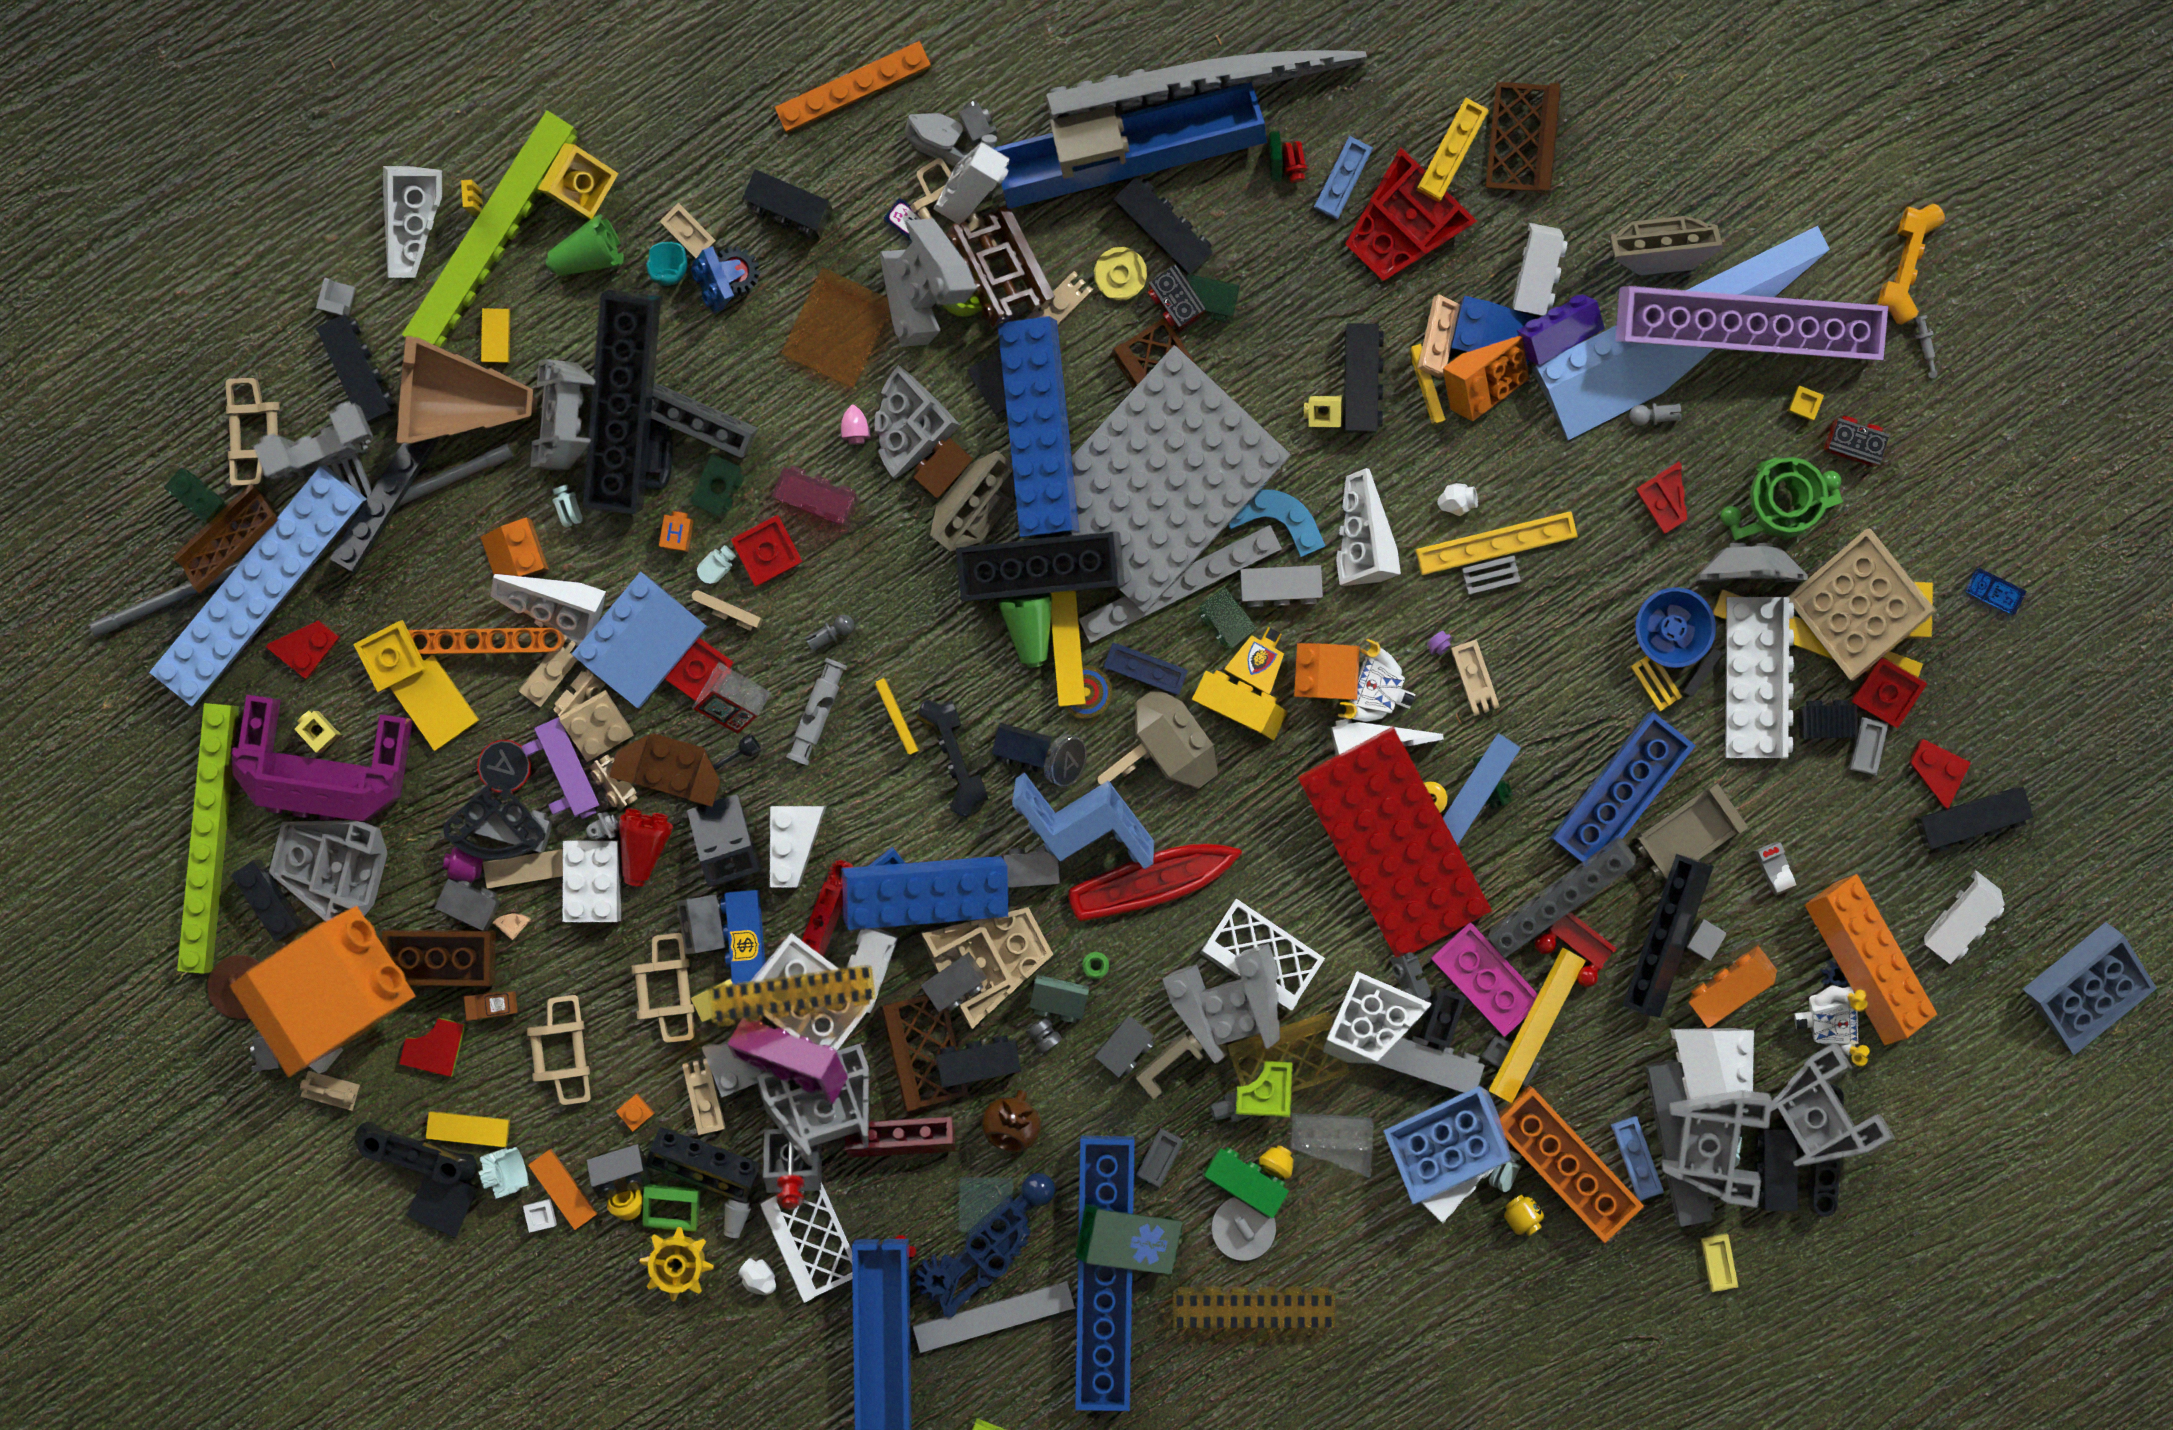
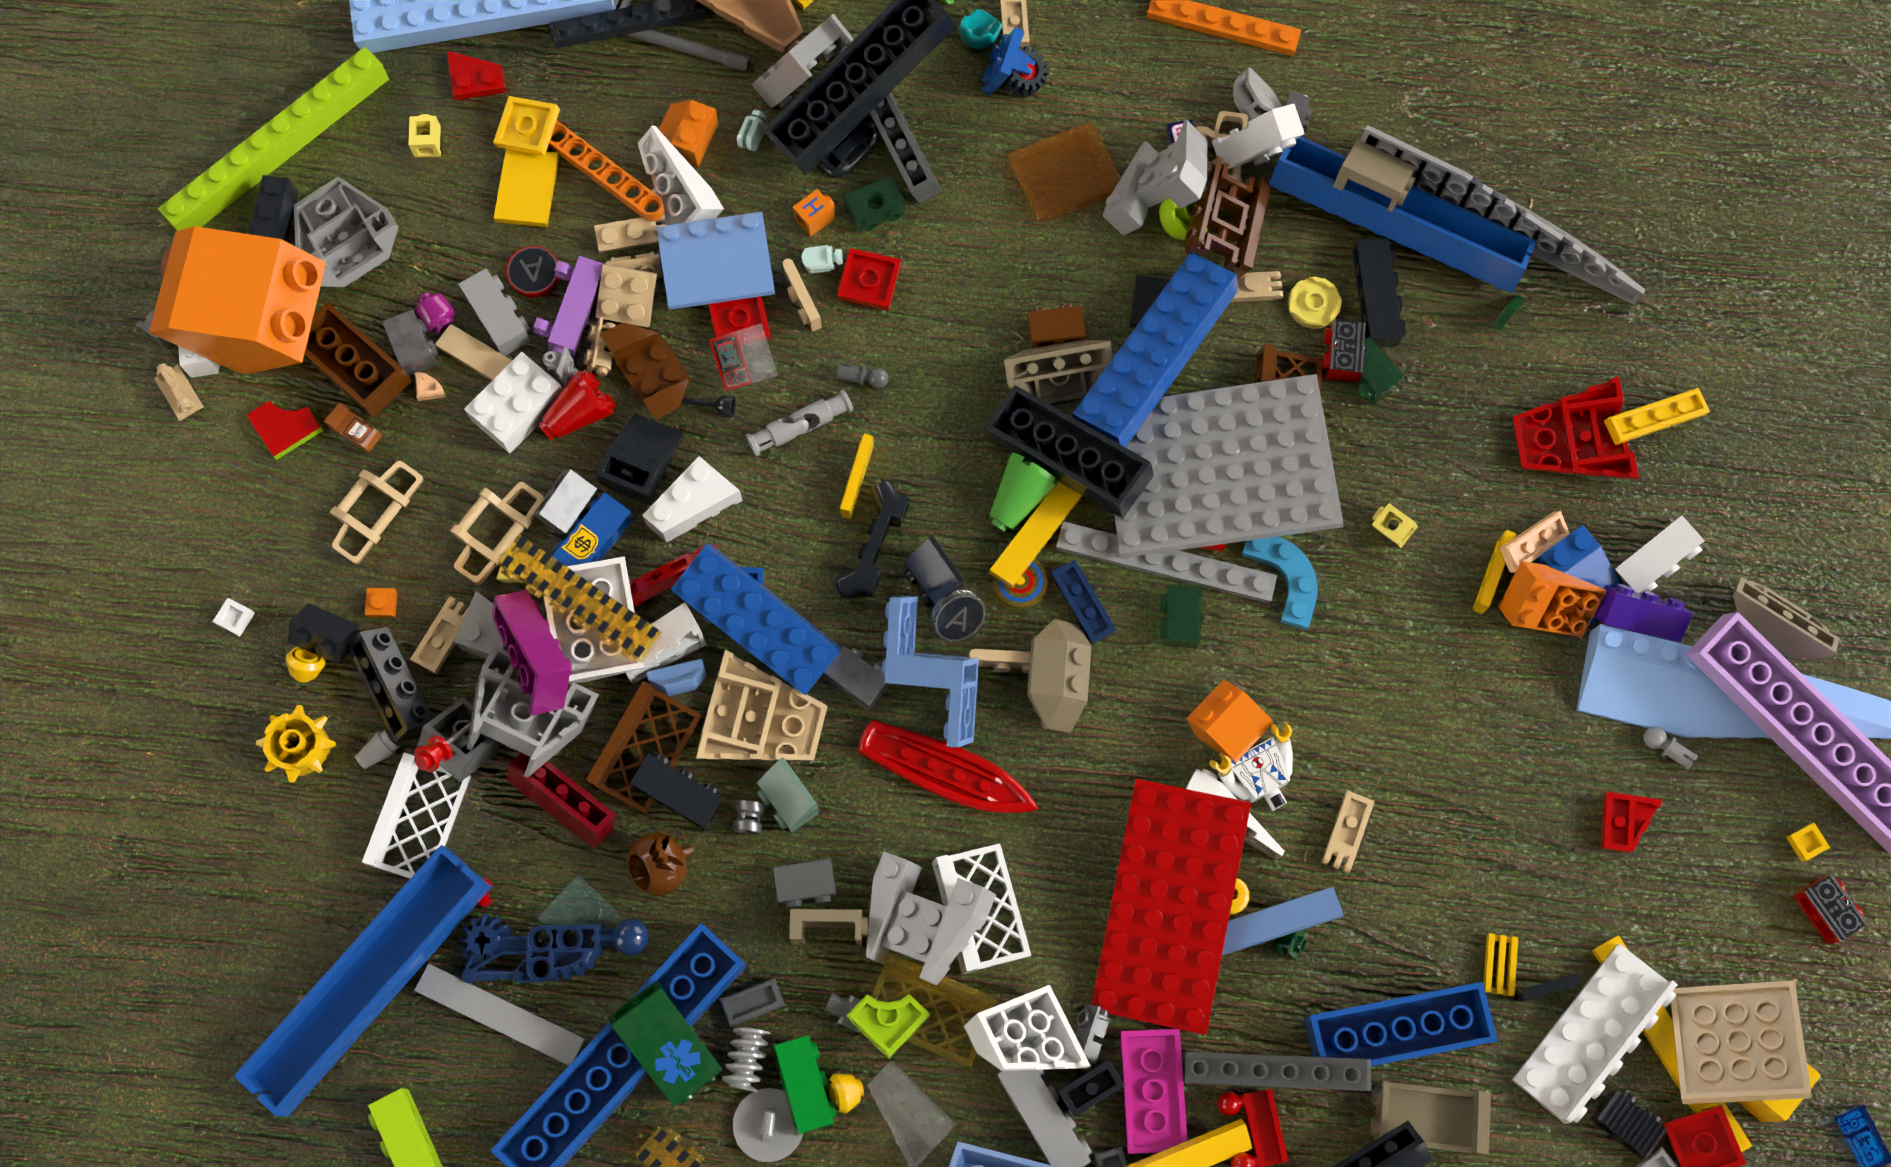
camera: 35 degrees right, 15 degrees down
(317, 784) = (385, 170): magenta wedge -> none
(413, 1154) = (196, 503): black plate -> none
(442, 1204) = (175, 544): black tile -> none
(467, 1129) = (247, 507): yellow tile -> none
(490, 807) = (493, 283): black beam -> none
(503, 1171) = (239, 558): light aqua hair -> none
(562, 1189) = (270, 613): orange tile -> none
(673, 1193) = (360, 703): bright green tile -> none
(757, 1277) = (347, 811): white rock -> none
(787, 205) = (1105, 55): black brick -> none
(816, 496) = (942, 270): clear pink wedge -> none
(854, 426) = (1014, 244): bright pink plate -> none
(903, 980) = (678, 678): none -> medium blue slope
(909, 423) = (1059, 276): light grey brick -> none
(953, 982) = (715, 710): flat silver brick -> none
(1095, 974) = (839, 790): bright green plate -> none
(1191, 1199) = (745, 1058): none -> light grey piece
(1240, 703) = (1137, 690): yellow wedge -> none
(1258, 661) = (1177, 670): yellow torso -> none
(1281, 585) = (1247, 627): light grey brick -> none
(1294, 161) = (1520, 328): red arm -> none
(1343, 178) = (1549, 371): medium blue tile -> none
(1361, 378) = (1444, 524): black brick -> none
(1367, 542) = (1348, 650): white wedge -> none
(1439, 643) = (1340, 779): medium lavender plate -> none
(1458, 499) = (1448, 679): white rock -> none
(1496, 543) = (1452, 741): yellow tile -> none
(1513, 569) = (1449, 772): light grey tile -> none
(1546, 132) = (1736, 472): reddish brown fence -> none
(1688, 621) = (1571, 928): blue piece -> none
(1752, 562) = (1669, 927): light grey wedge -> none
(1808, 493) = (1760, 903): bright green piece -> none

